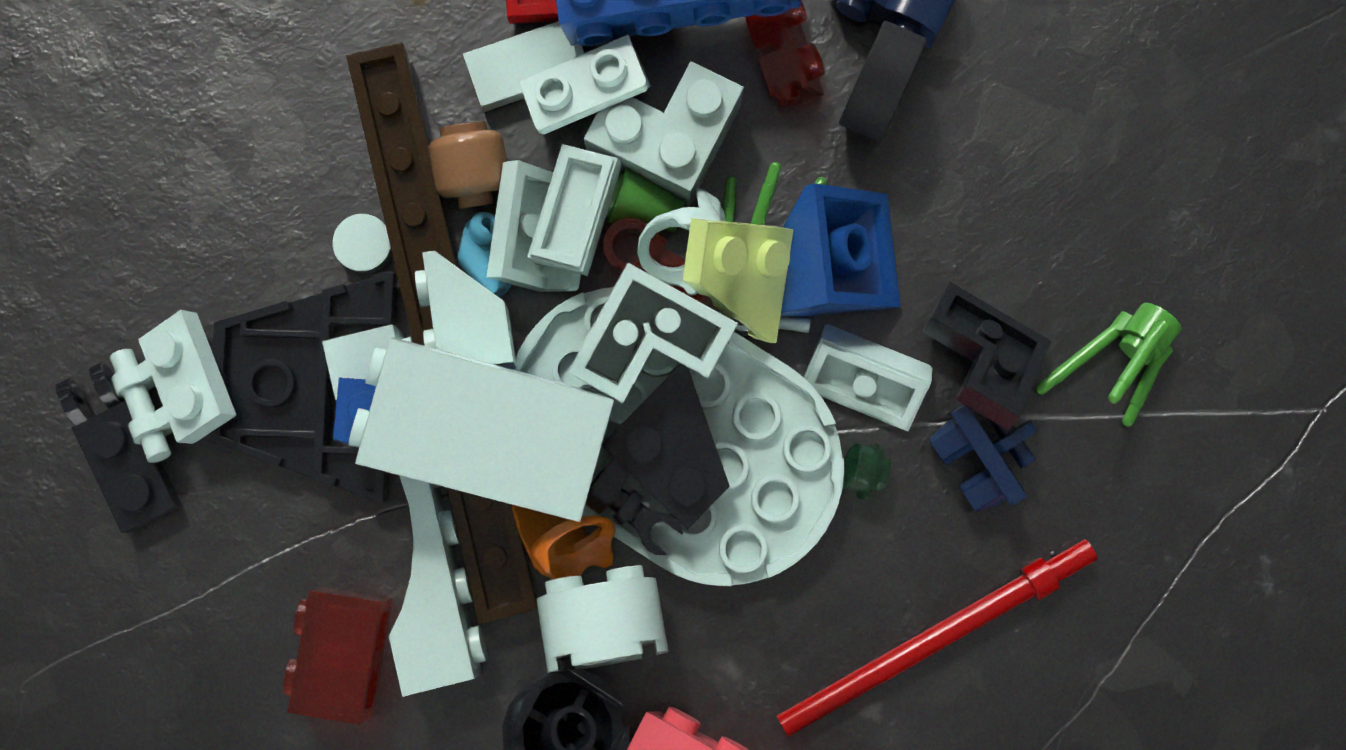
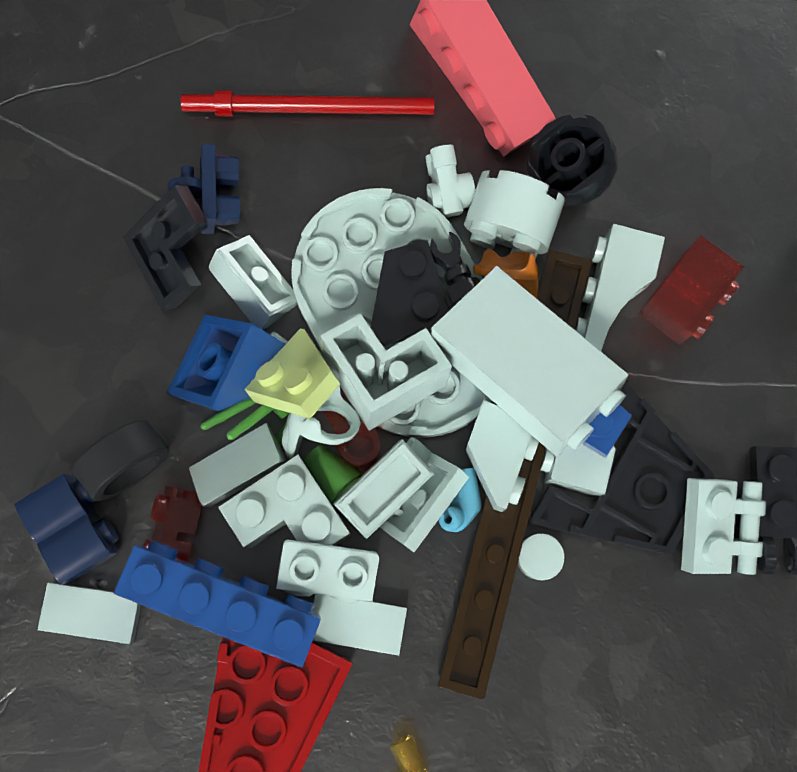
camera: 155 degrees left, 5 degrees down
(467, 163) = (438, 569): medium nougat head -> none
(699, 619) = (448, 190): none -> light aqua plate
(764, 136) = (237, 466): none -> light aqua slope
(866, 469) = (290, 222): clear green plate -> none
(1145, 341) = (62, 205): bright green plant -> none

